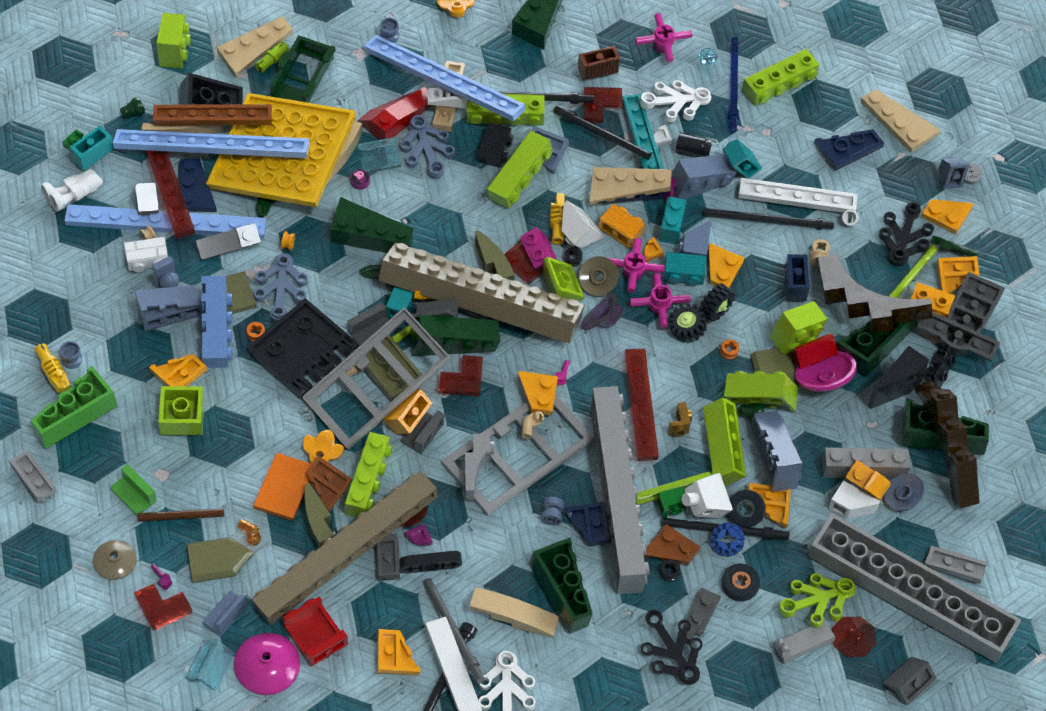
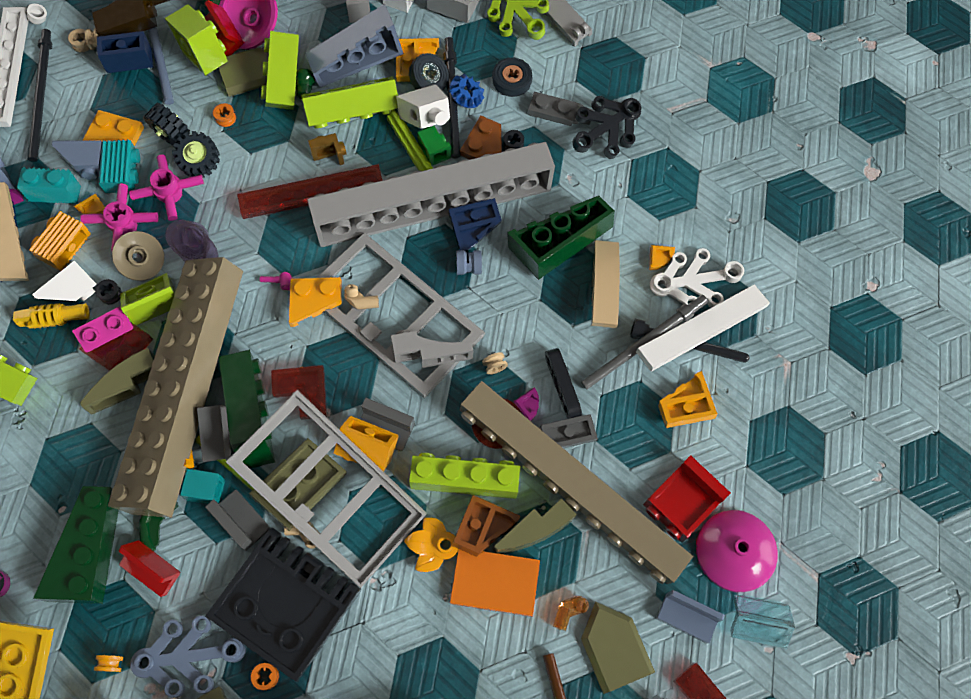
camera: 100 degrees left, 10 degrees up
(348, 267) = (148, 567): none -> red panel
(458, 515) = (494, 363): none -> tan bush
(534, 667) = (660, 256): none -> light orange tile
(782, 306) = (161, 66): none -> sand blue bar

